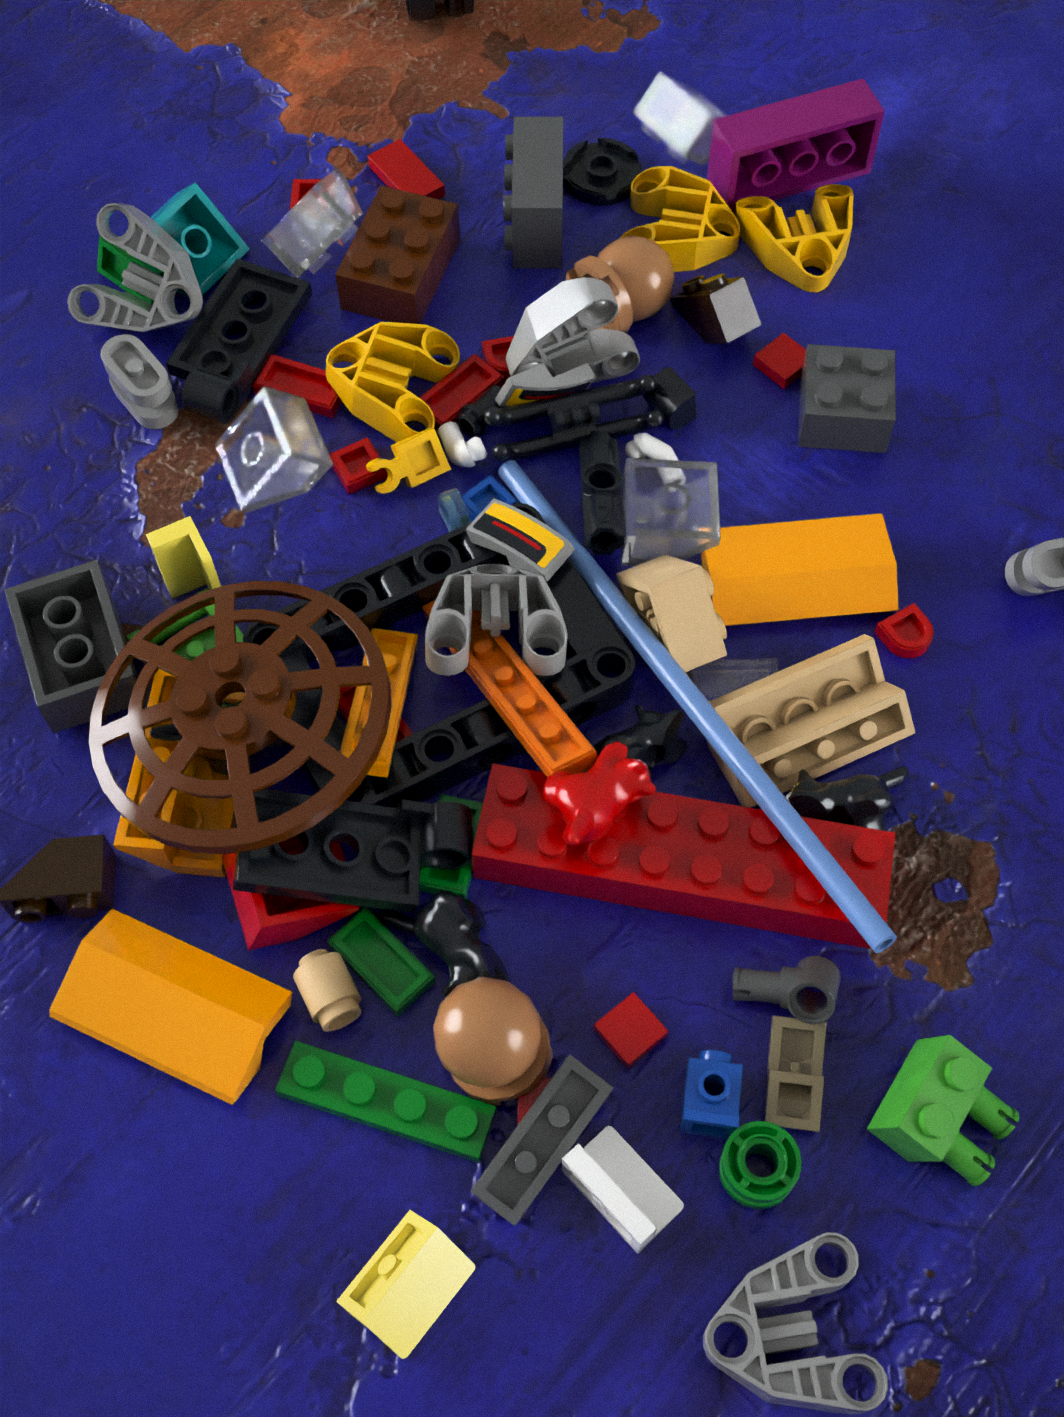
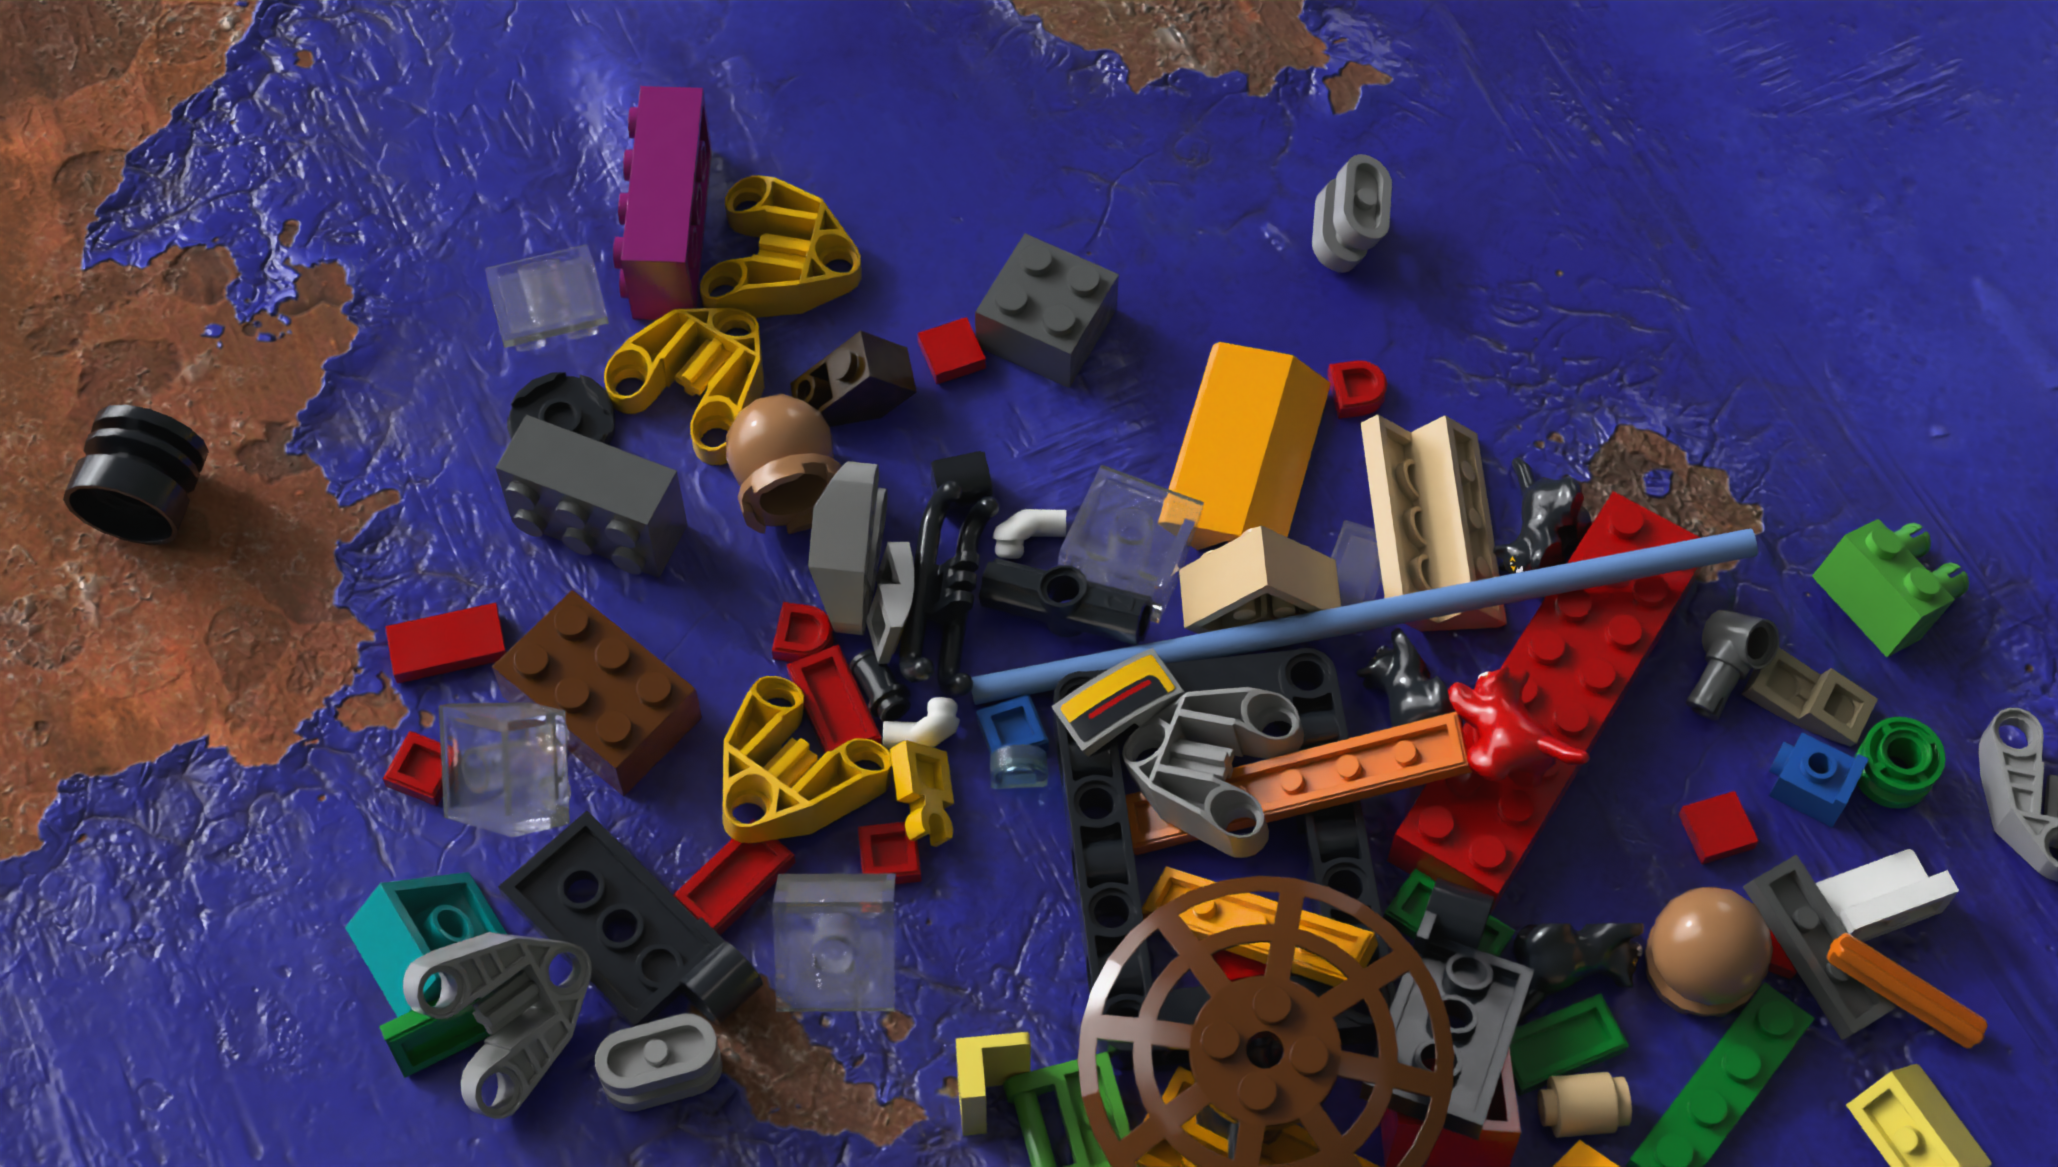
camera: 70 degrees left, 0 degrees up
(528, 1228) = (1907, 990): none -> orange axle

